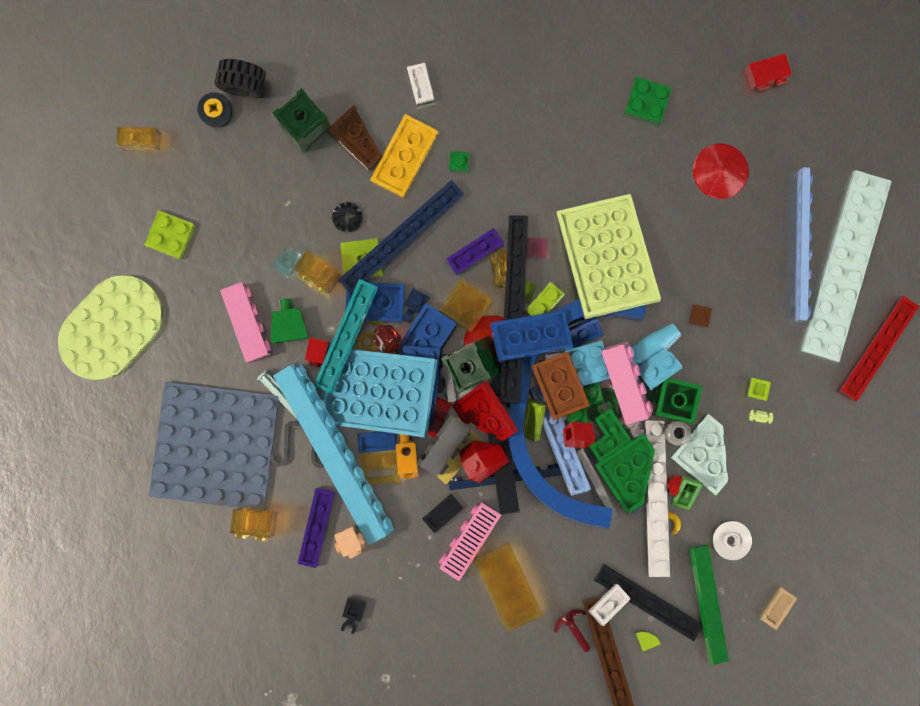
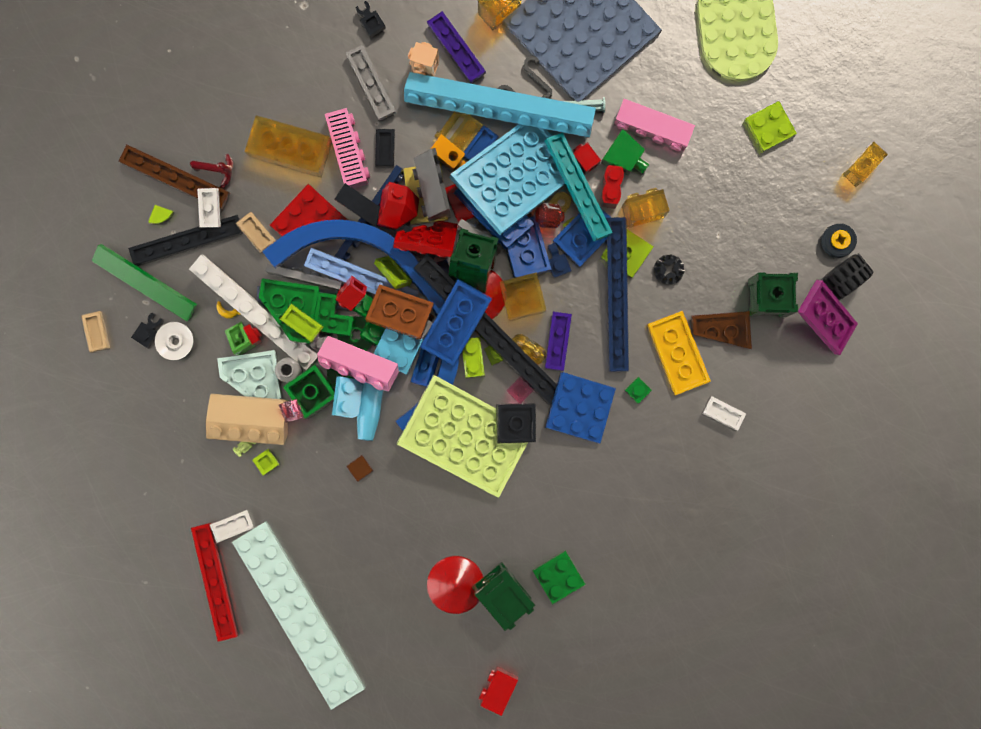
camera: 130 degrees right, 0 degrees up
(280, 263) = (674, 187): clear light blue brick -> none
(283, 65) = (827, 317): none -> magenta plate
(318, 315) = (611, 182): none -> red brick
(402, 569) = (370, 83): none -> light grey plate
(510, 191) = (580, 407): none -> blue plate
(546, 528) = (305, 209): none -> red plate
(565, 228) = (516, 423): none -> black tile
(595, 553) = (255, 232): none -> tan plate
(634, 452) = (301, 323): none -> lime tile
(699, 125) = (503, 596): none -> dark green container
(706, 400) = (291, 410): none -> clear pink plate
(741, 430) = (245, 419): none -> tan slope
(744, 568) = (146, 333): none -> black plate
(803, 253) = (335, 589): light blue plate -> none
(828, 372) = (231, 526): none -> white plate

